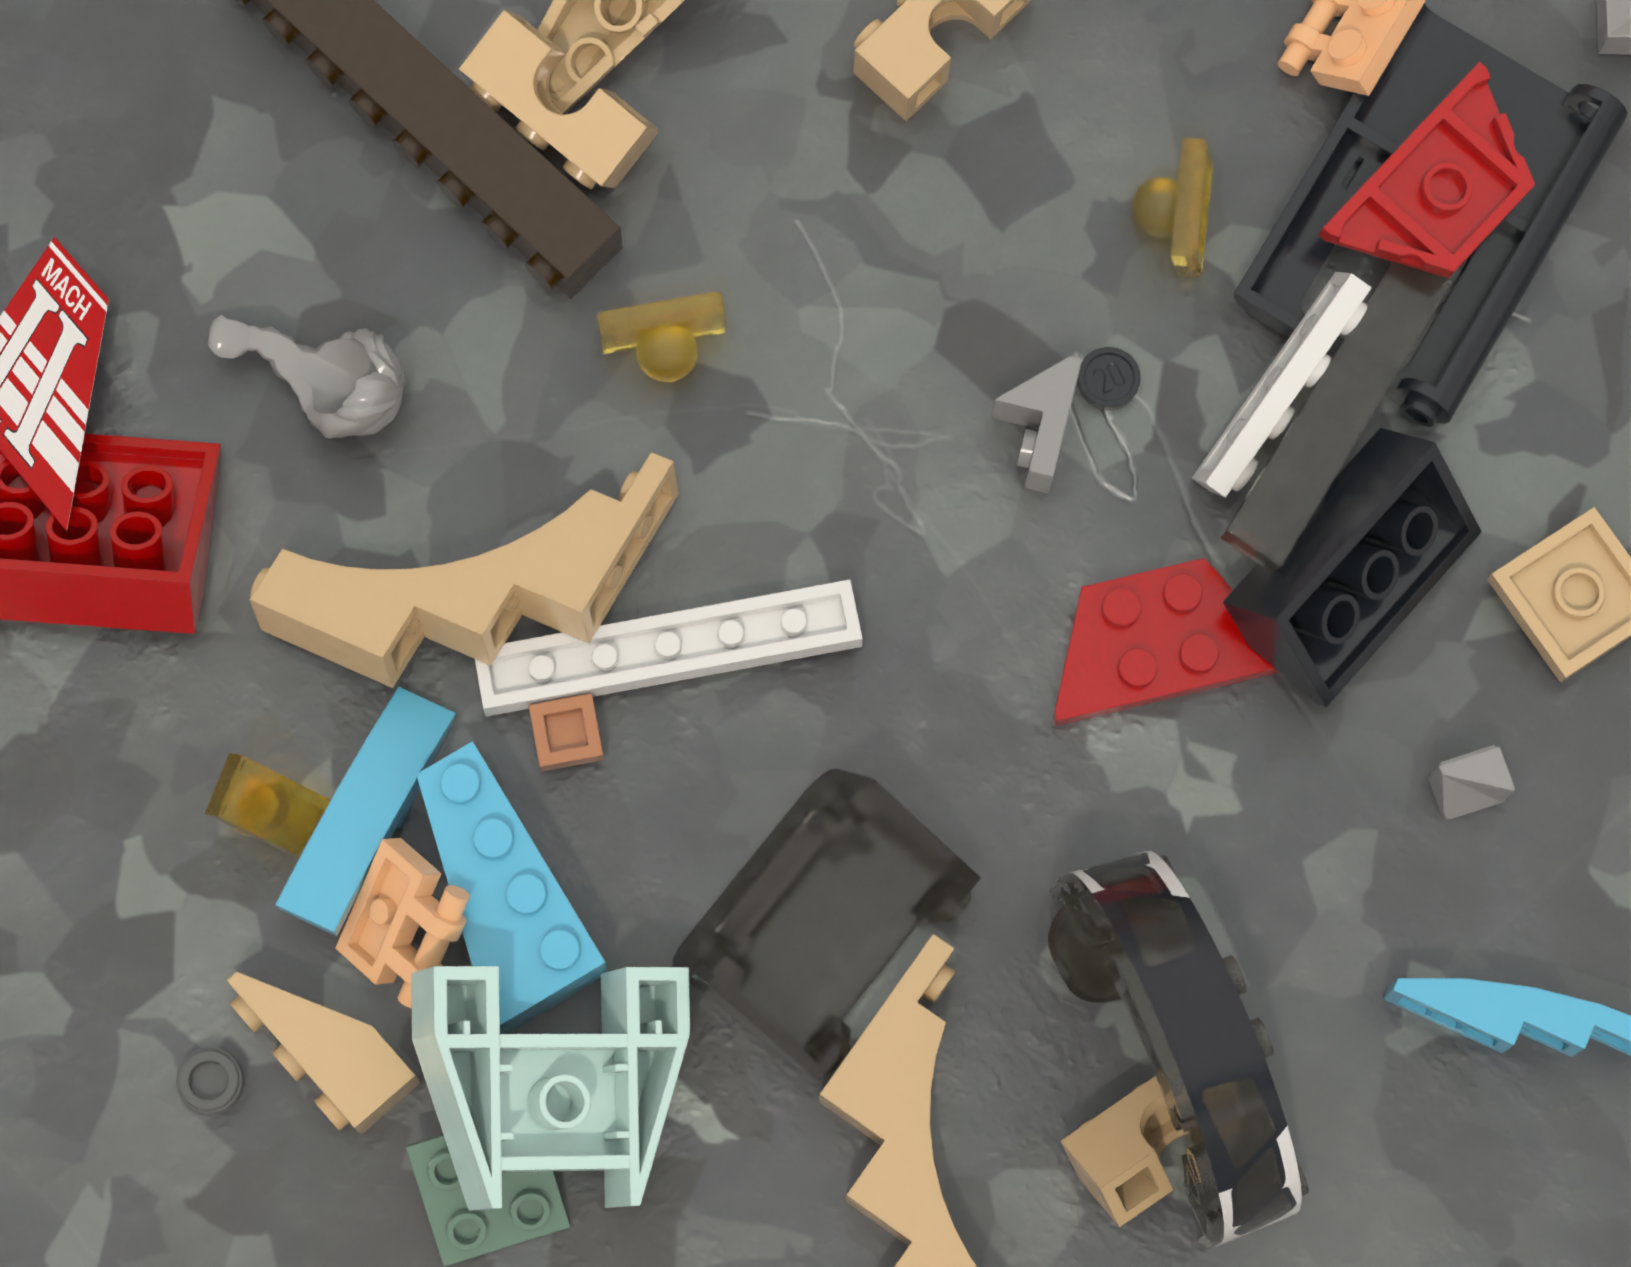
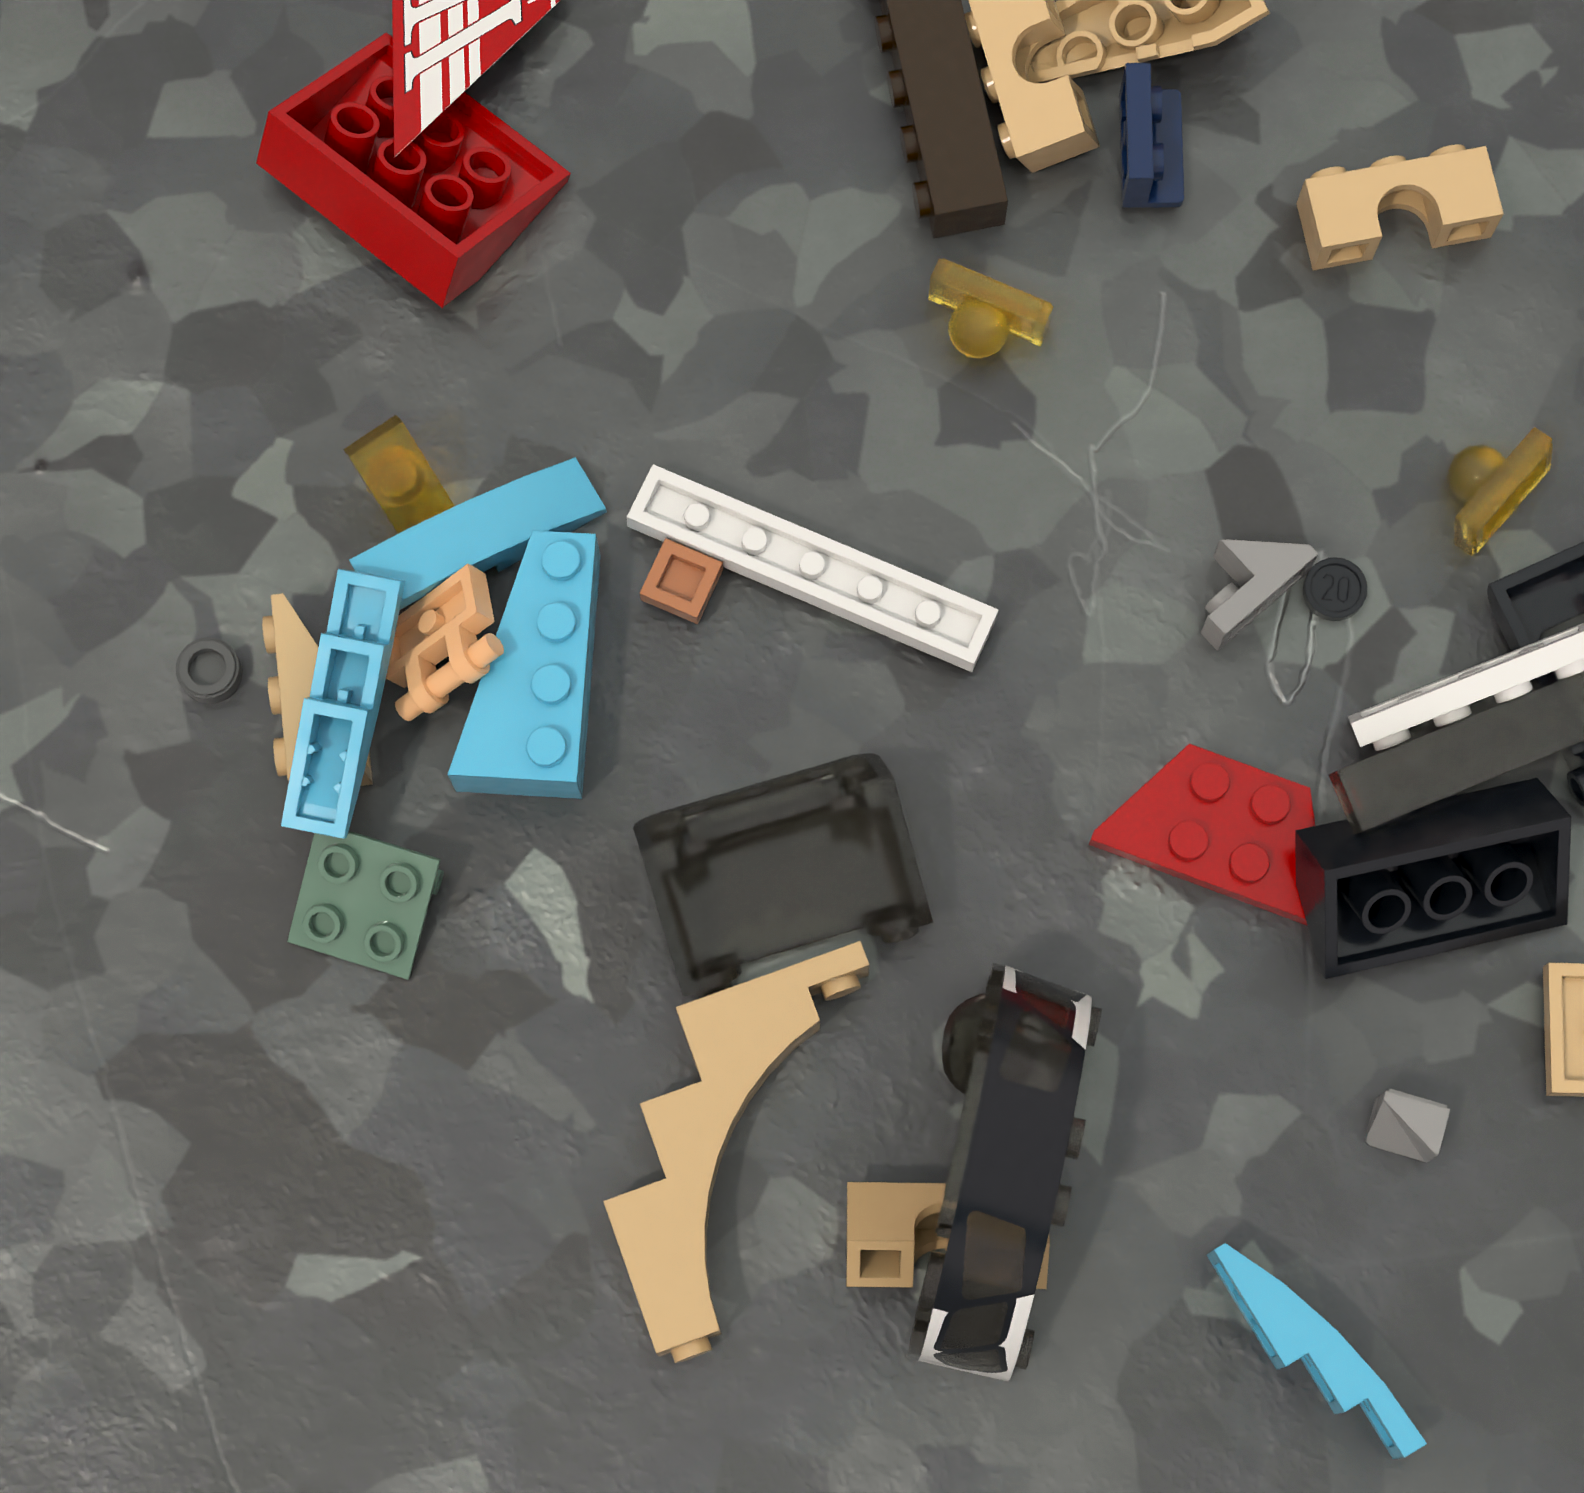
camera: 40 degrees right, 0 degrees up
(341, 385) = (697, 187): light grey hair -> none
(360, 1030) = (342, 704): none -> medium azure slope
(551, 1096) = (459, 860): light aqua wedge -> none
(555, 575) = (759, 446): tan arch -> none
(699, 99) = (1150, 141): none -> dark blue bracket

